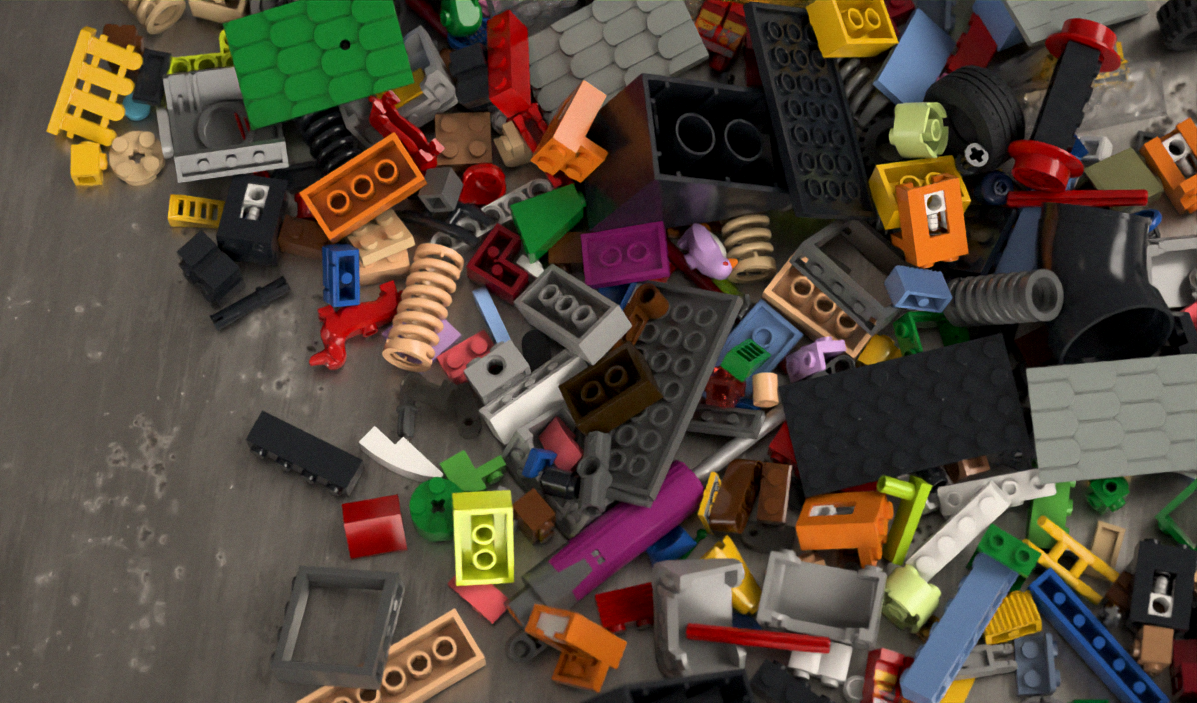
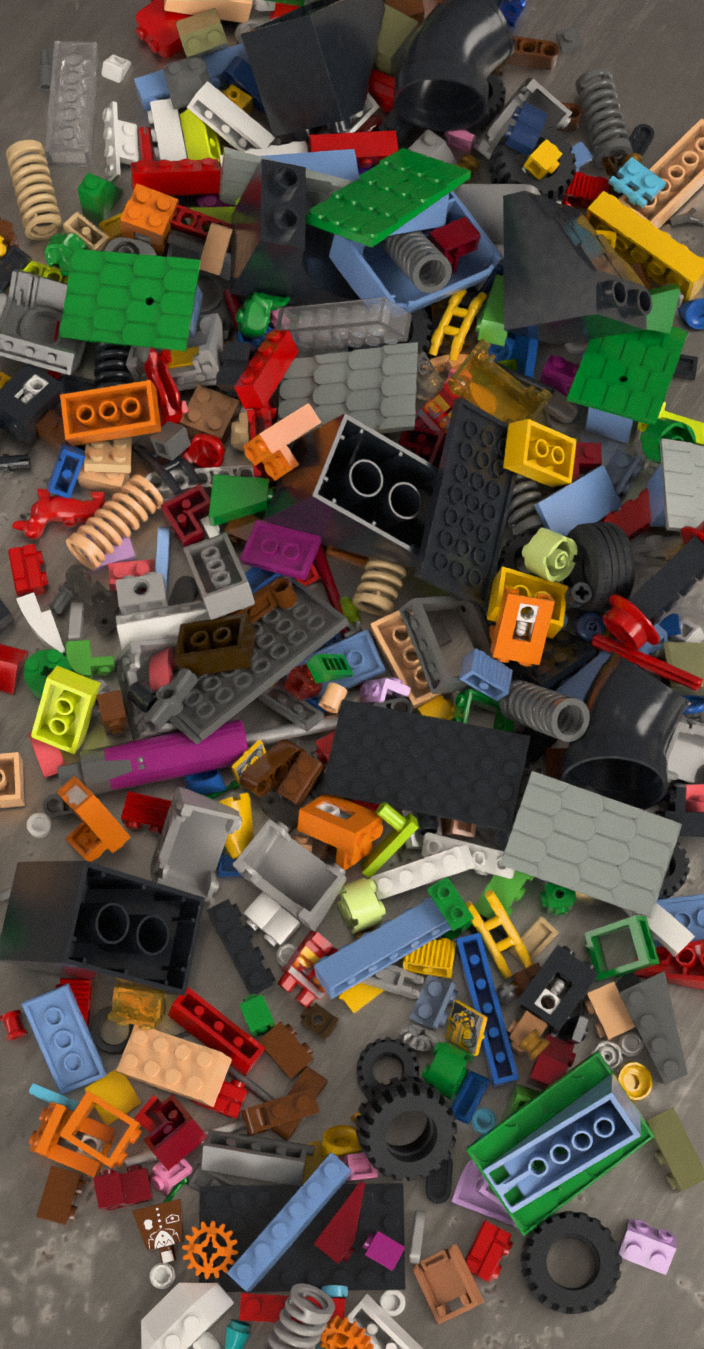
camera: 25 degrees right, 0 degrees up
(206, 32) = (60, 251): none -> green head
(351, 406) = (26, 570): none -> red brick
(436, 437) = (76, 621): none -> light grey beam
(513, 678) = (39, 825): none -> white tile
(537, 461) = (136, 672): blue tile -> none
(706, 252) = (345, 575): lavender animal -> none
(725, 67) = (424, 443): none -> dark red brick
(758, 638) = (230, 881): red axle -> none
(1086, 674) = (466, 1027): none -> piece
(1172, 656) = (533, 1044): none -> pearl gold wheel

